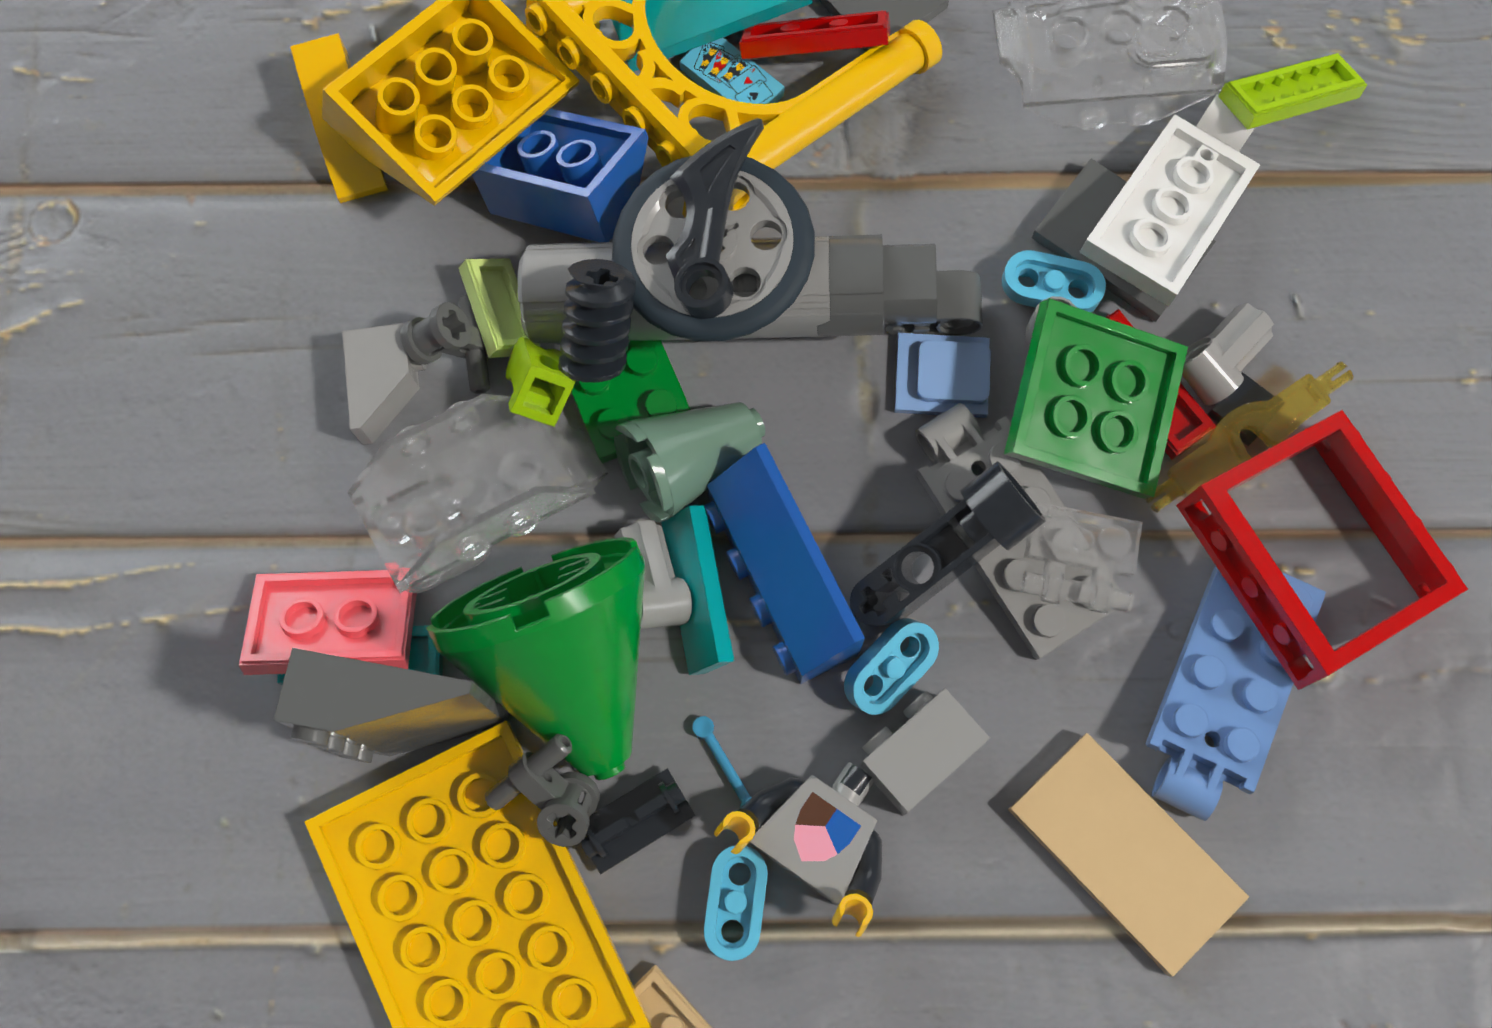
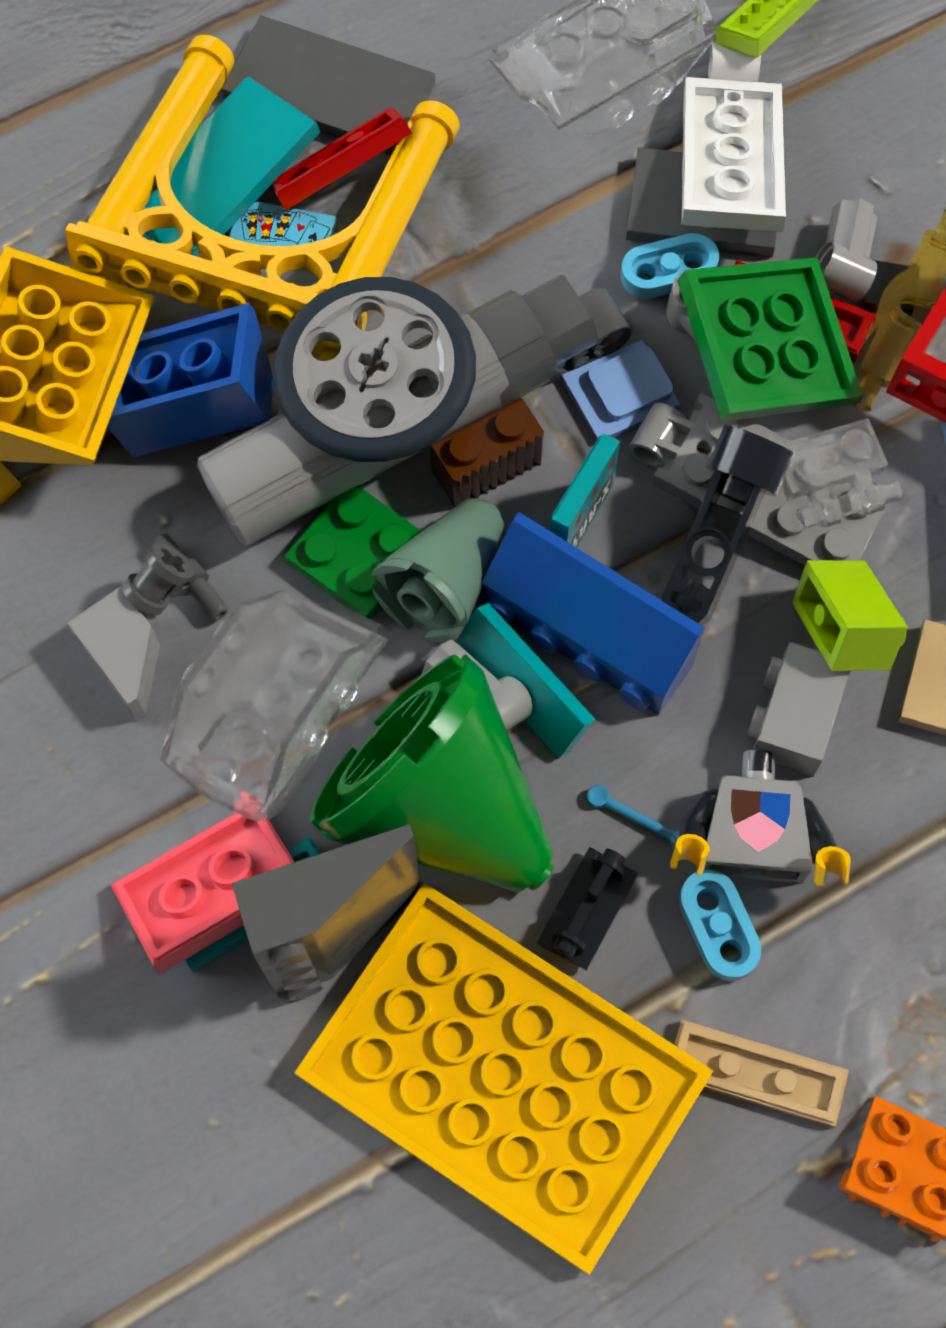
camera: 30 degrees left, 5 degrees down
(495, 303) = (194, 532): yellowish green tile -> none
(537, 382) = (281, 567): lime leg -> none
(550, 792) = (520, 915): dark grey piece -> none
(596, 320) = (310, 484): black piece -> none
(707, 189) = (344, 319): black piece -> none
(787, 369) = (487, 452): none -> reddish brown brick
(839, 458) = (586, 492): none -> teal tile
(891, 669) = (728, 656): medium azure plate -> none
(1013, 694) = (849, 615): none -> lime brick

